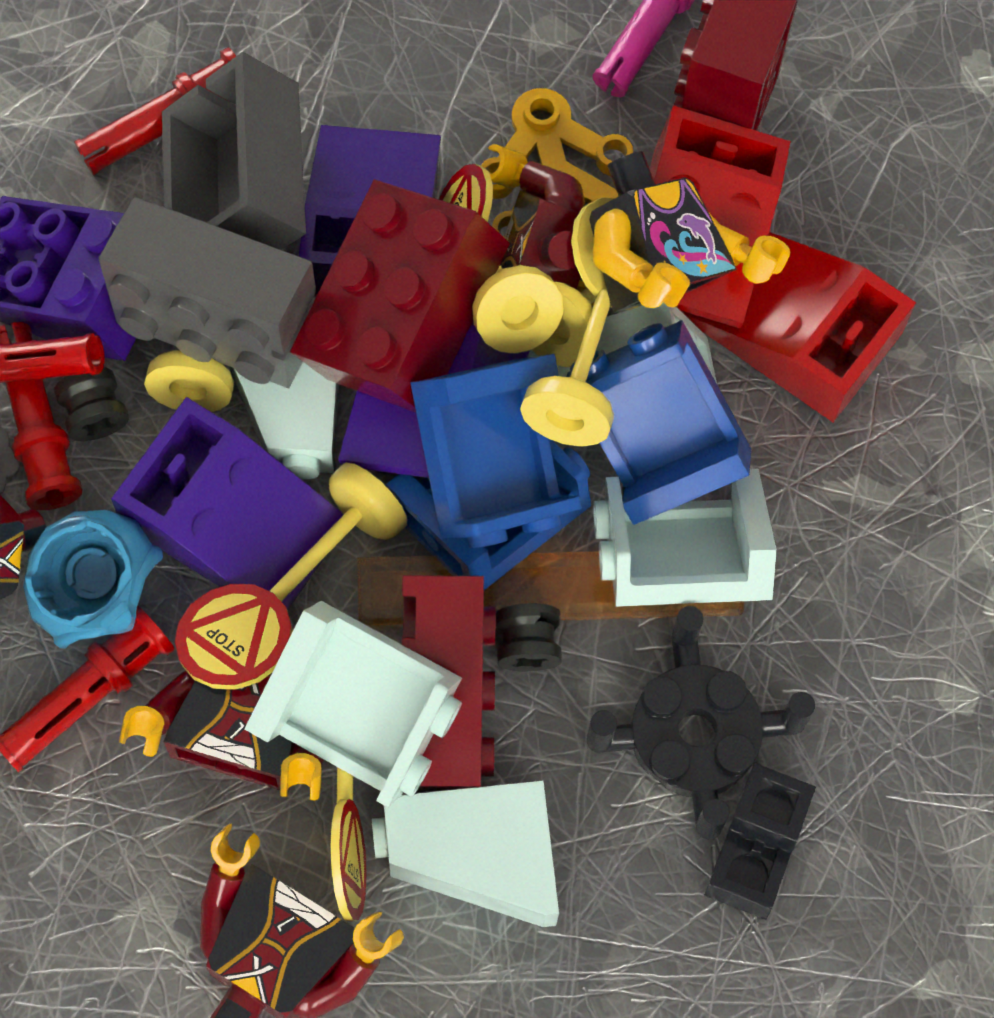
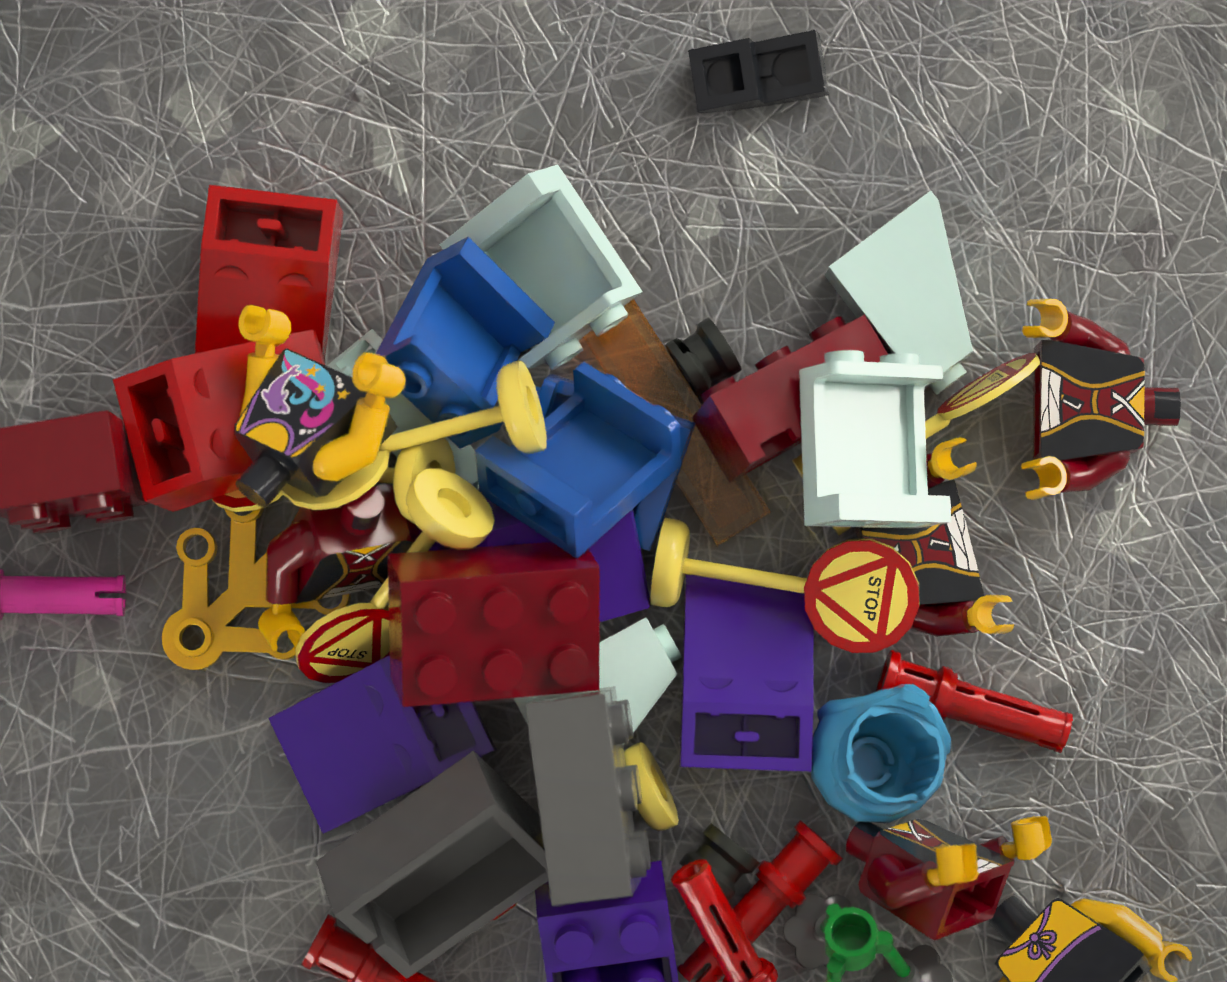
camera: 115 degrees left, 15 degrees up
(702, 692) = (700, 138): black plate -> none

